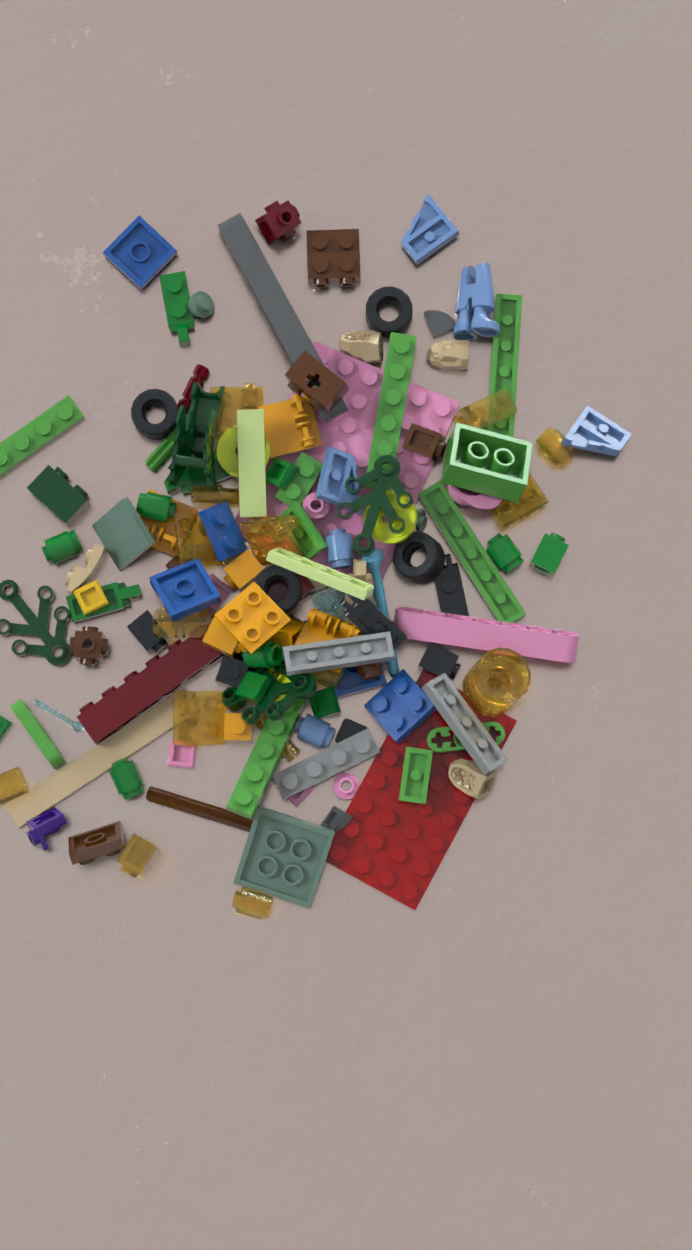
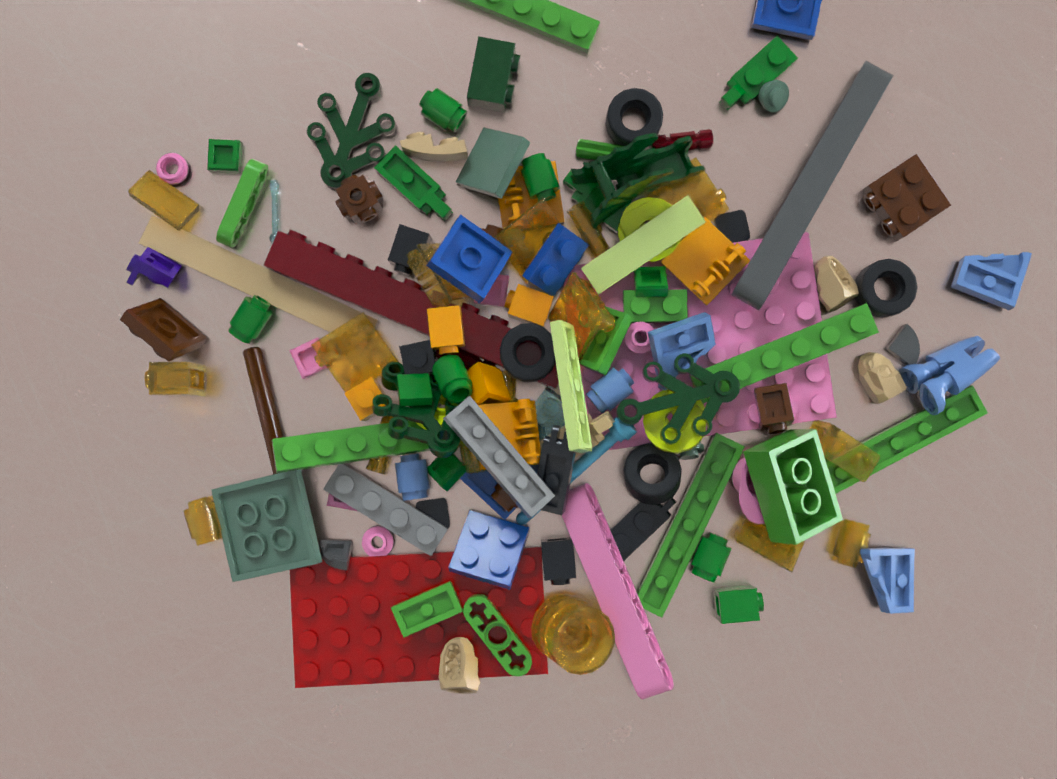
camera: 55 degrees right, 5 degrees up
(91, 597) = (408, 170): yellow tile -> none
(252, 618) = (480, 345): light orange hinge -> none
(276, 391) = (733, 225): none -> black piece
(278, 221) = (909, 118): dark red brick -> none
(310, 369) = (777, 244): reddish brown brick -> none
(464, 724) = (507, 630): light grey plate -> none

